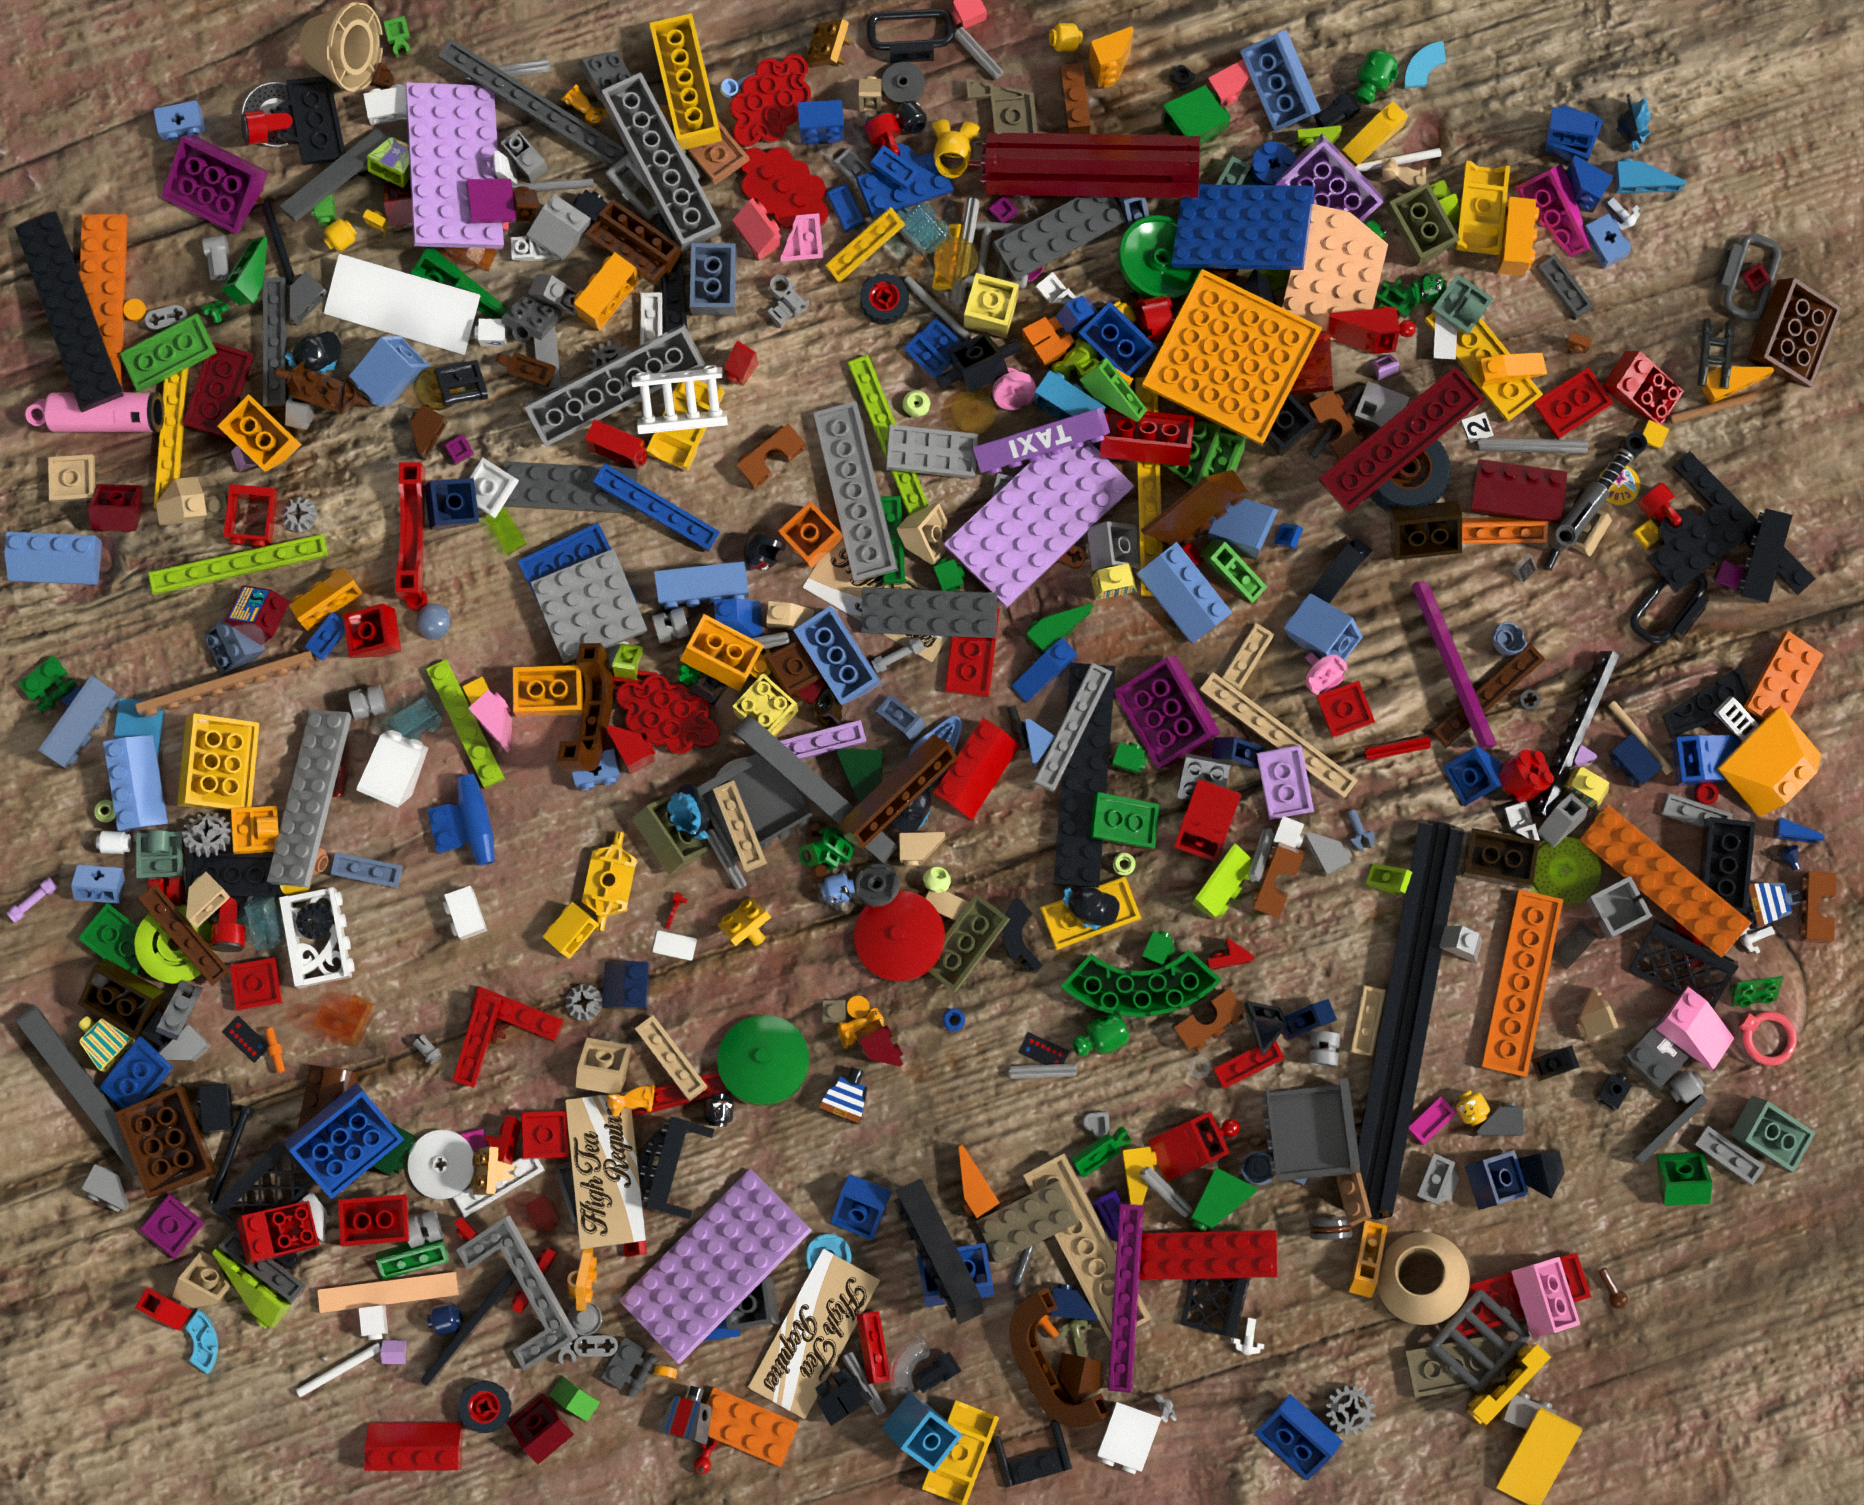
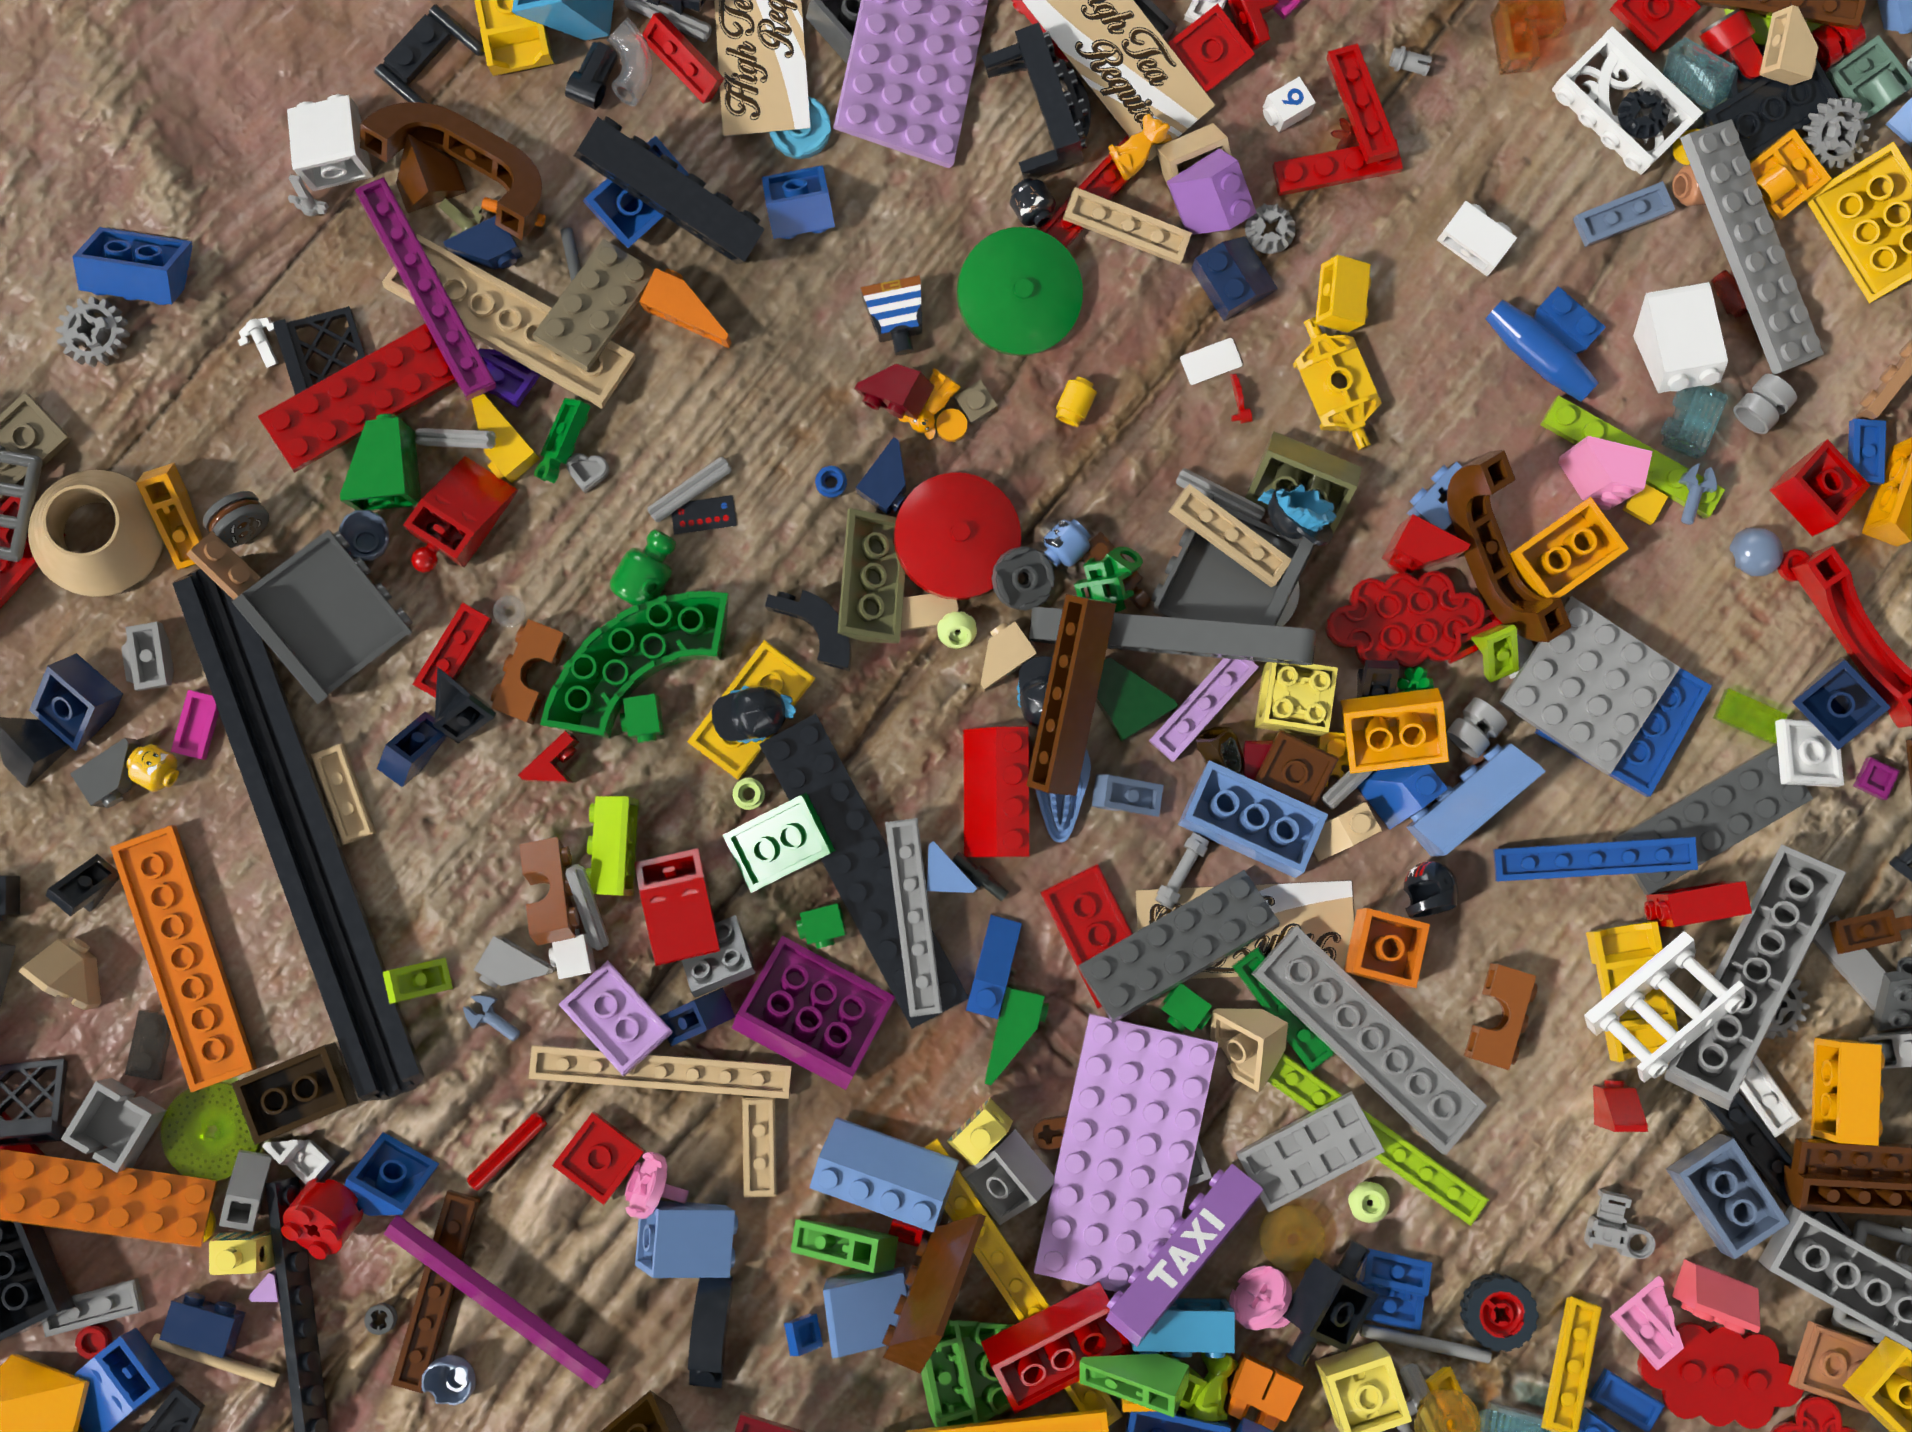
camera: 145 degrees right, 5 degrees up
(446, 677) = (1695, 491): none -> sand blue bar
(521, 1070) = (1288, 105): none -> white brick
(608, 1040) = (1212, 194): none -> medium lavender slope
(745, 922) = (1147, 431): yellow plate -> none
(774, 971) = (1075, 401): none -> yellow brick
(920, 997) = (885, 480): none -> dark blue slope
(1324, 1057) = (365, 715): light grey wheel -> none
(1461, 942) = (281, 956): light grey slope -> none

